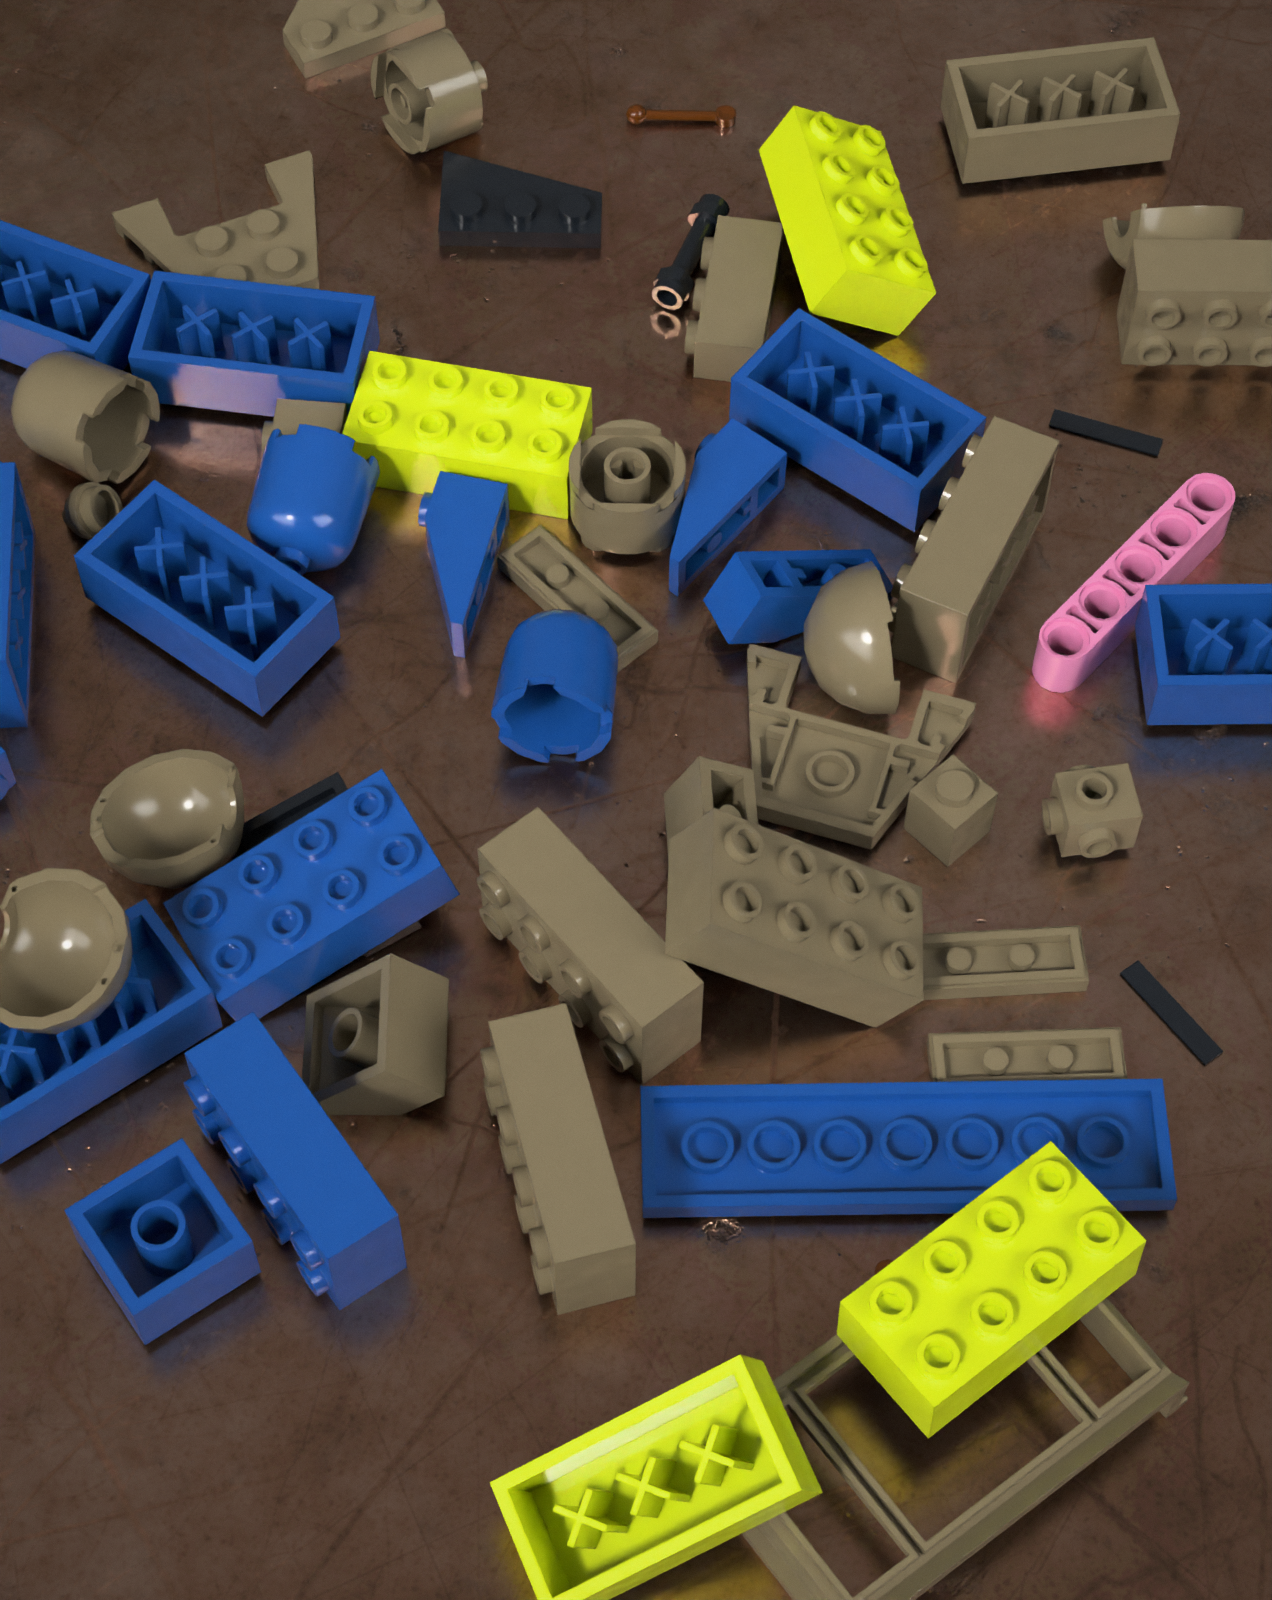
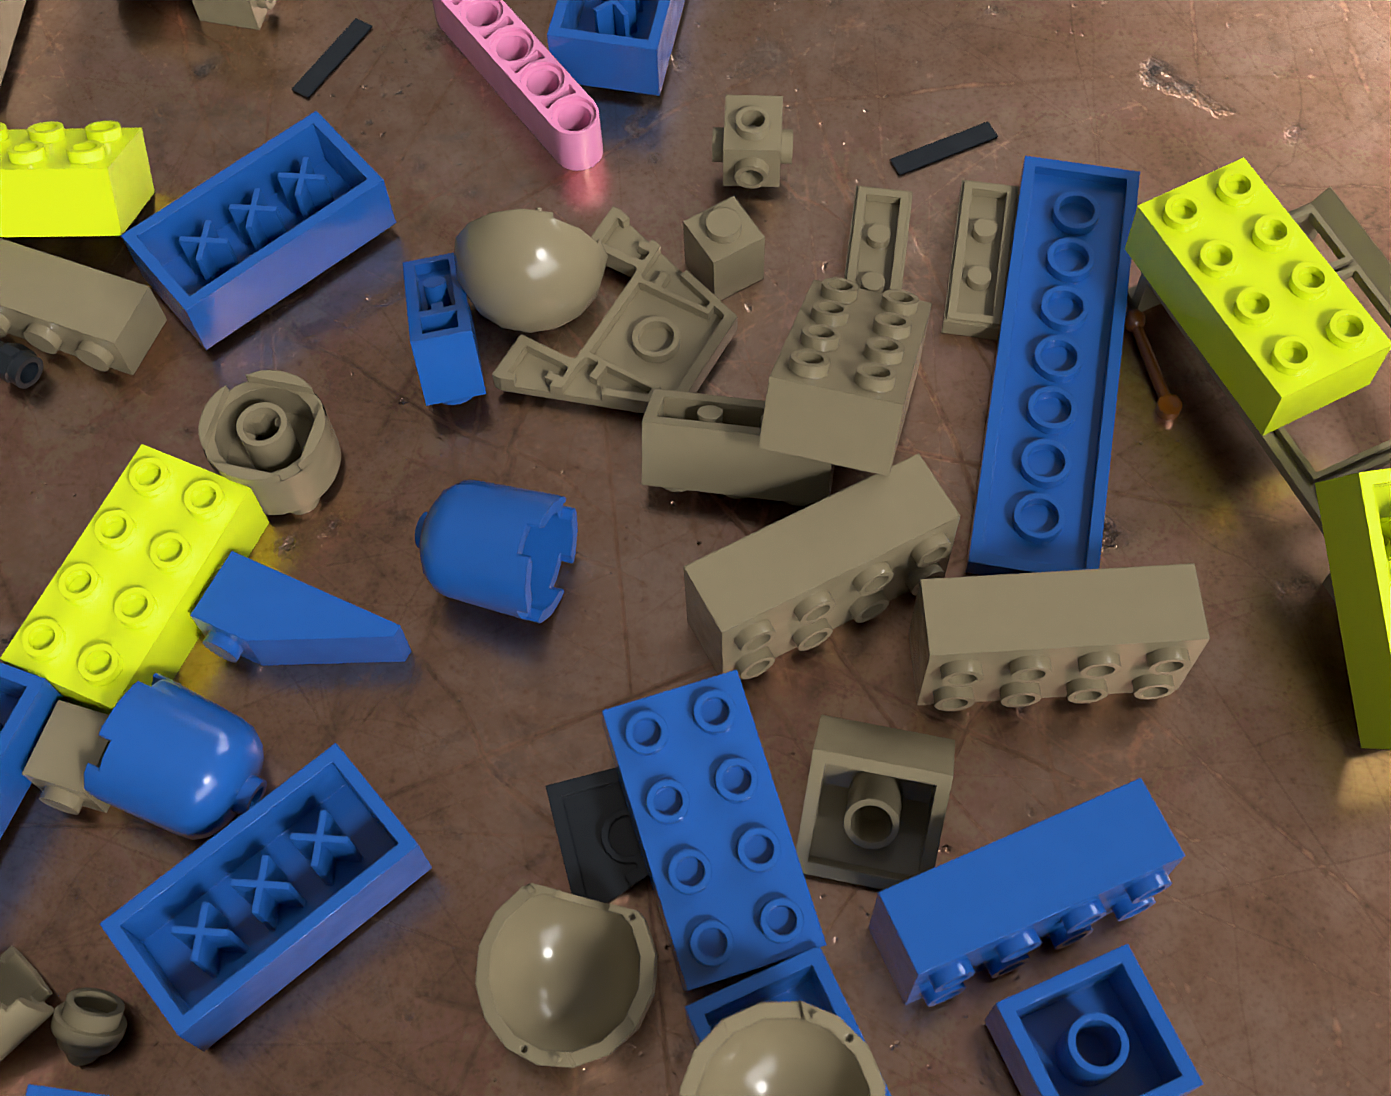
camera: 75 degrees left, 5 degrees up
(562, 581) = (365, 530): dark tan tile -> none
(728, 487) = (288, 340): blue slope -> none
(971, 548) = (443, 147): dark tan brick -> none

